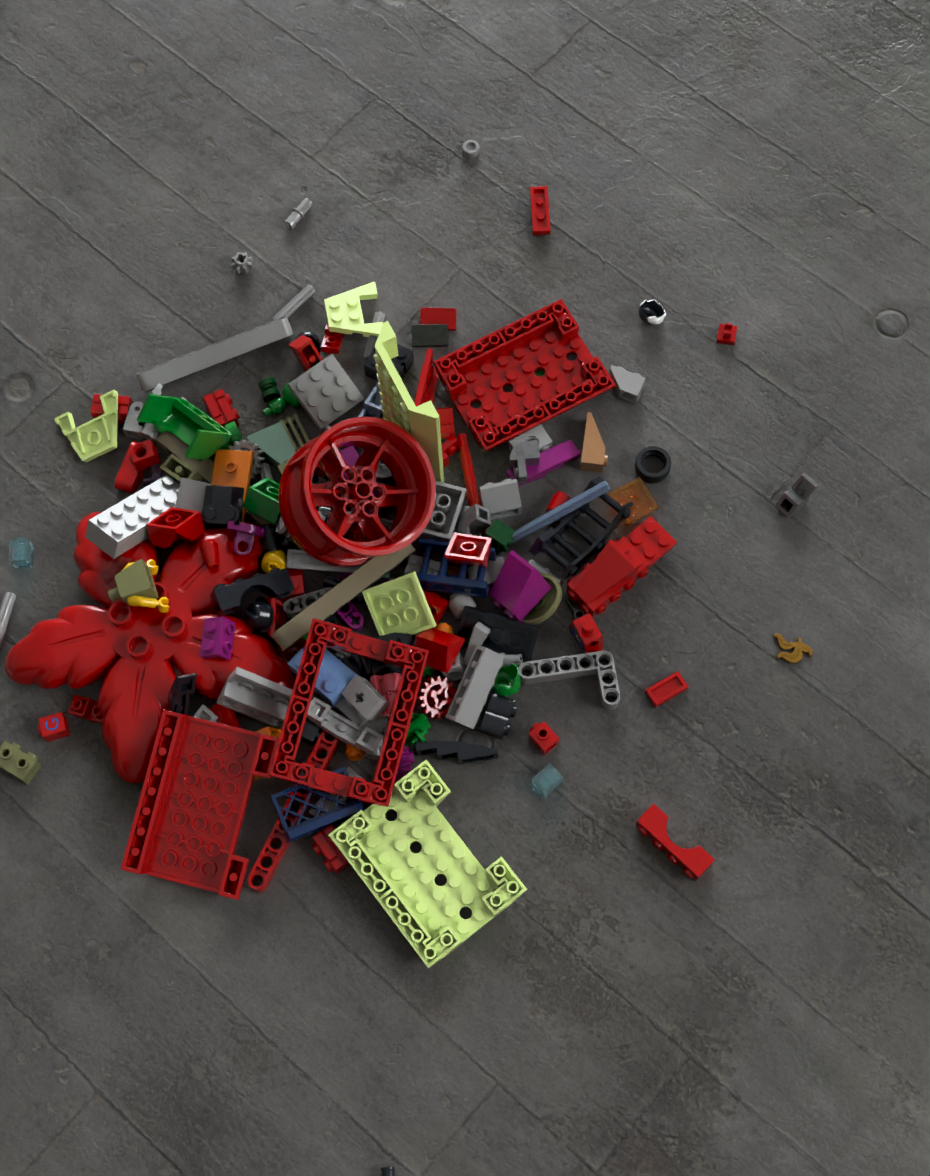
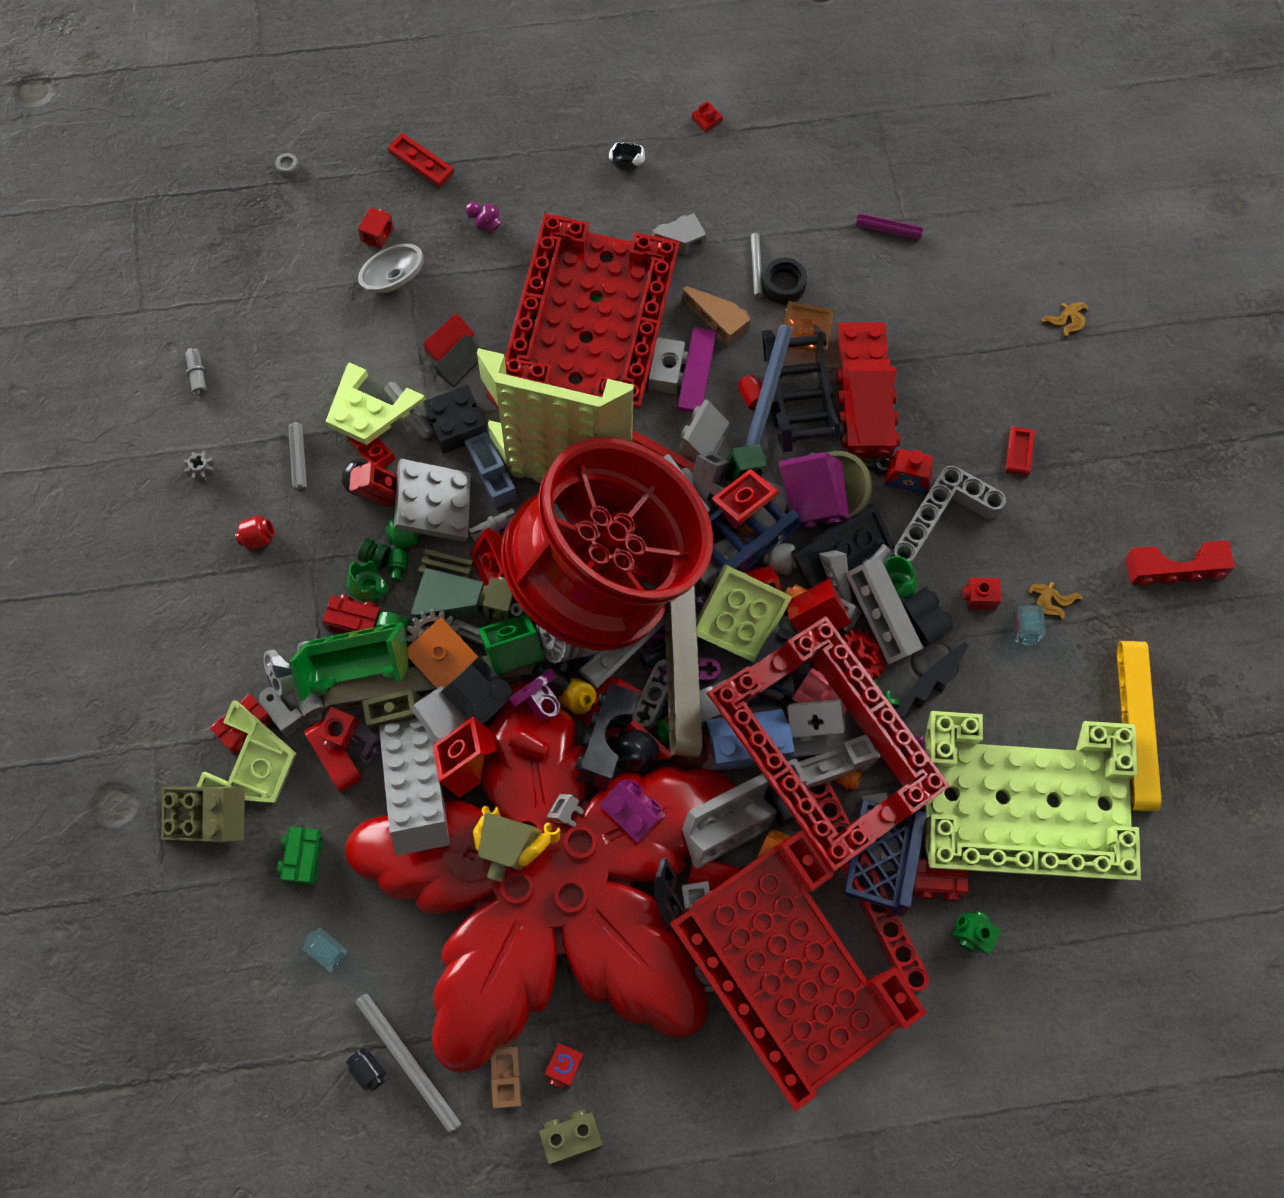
camera: 55 degrees left, 0 degrees up
(24, 704) = (505, 1078): none -> medium nougat slope
(46, 432) = (203, 813): none -> olive slope
(62, 499) = (300, 857): none -> green brick
(85, 709) = (572, 1014): red slope -> none
(185, 601) = (563, 808): none -> light grey tile
(214, 353) = (279, 575): light grey beam -> none
(227, 322) = (255, 533): none -> red head
(247, 399) = (365, 583): none -> green hair
(315, 894) = (976, 932): none -> green brick
(451, 253) = (391, 269): none -> light grey dish
(473, 224) = (375, 227): none -> red brick
(523, 455) = (682, 379): flat silver brick -> none
(535, 272) = (484, 220): none -> magenta animal
(537, 897) = (1139, 710): none -> yellow beam
(574, 780) = (1046, 593): none -> pearl gold piece
(650, 441) = (756, 265): none -> light grey bar
(752, 494) = (889, 226): none -> magenta axle
(797, 496) = (925, 190): flat silver brick -> none

